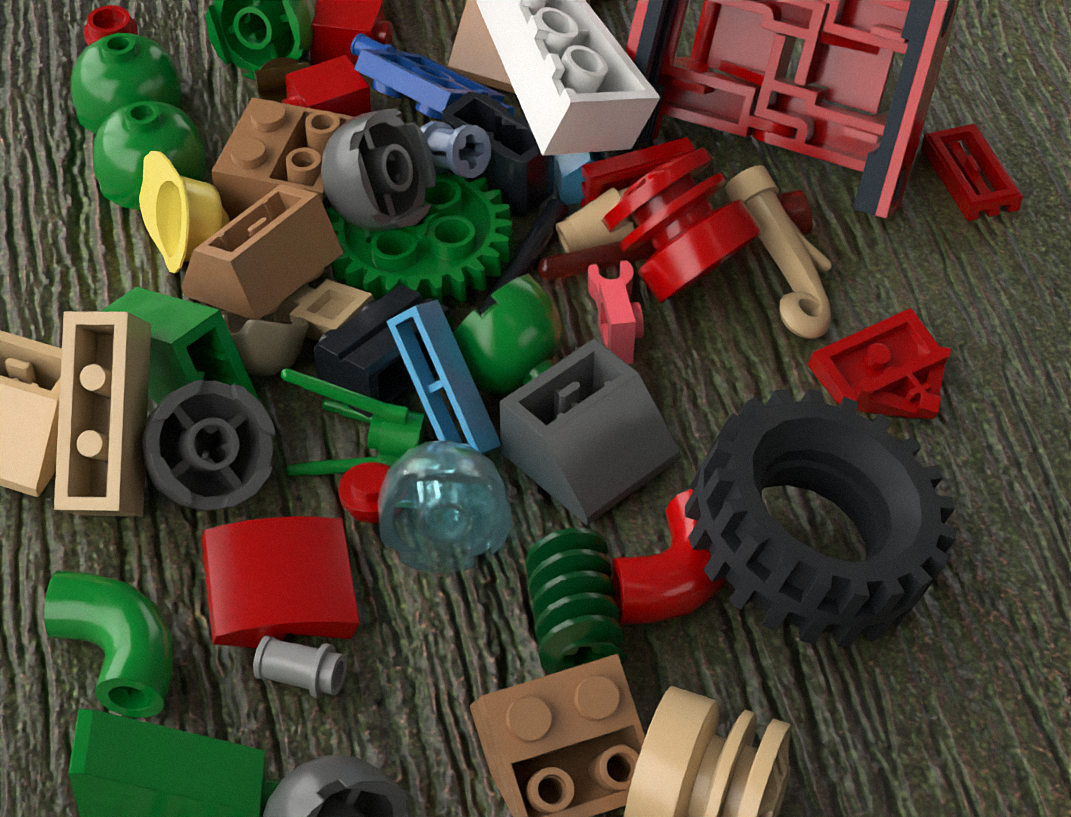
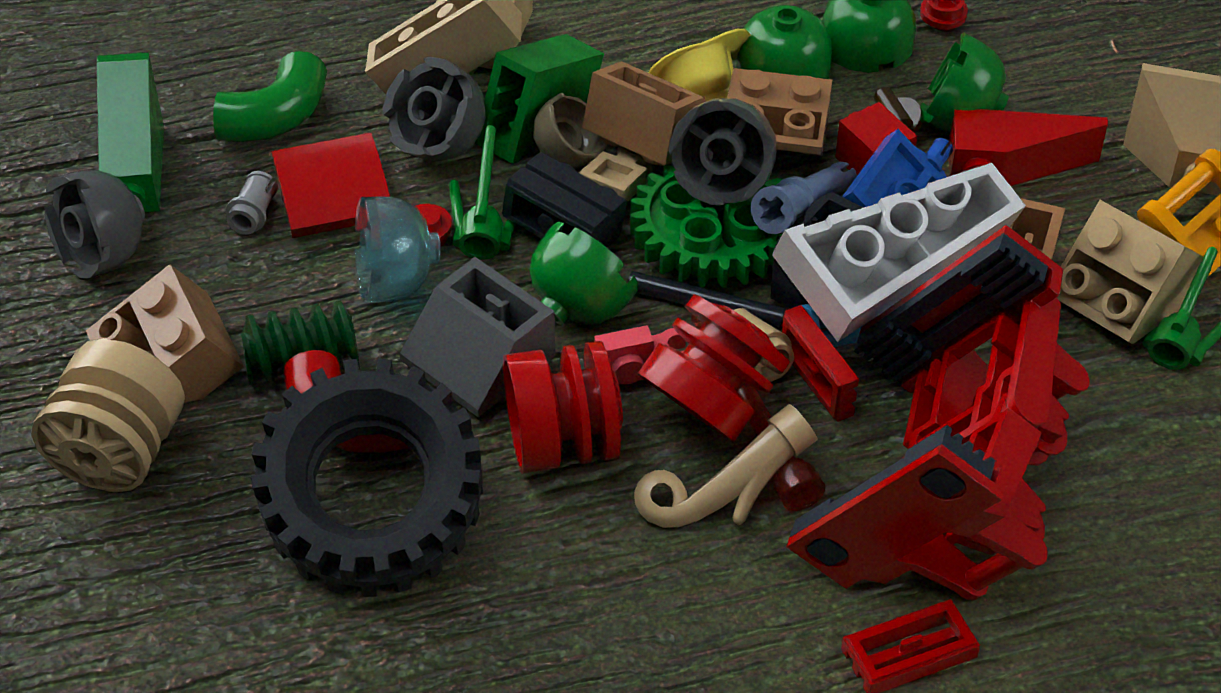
camera: 85 degrees right, 0 degrees up
(452, 373) = (517, 226): dark azure piece -> none
(711, 351) = (562, 406): none -> red wheel
(885, 368) = (604, 568): red slope -> none

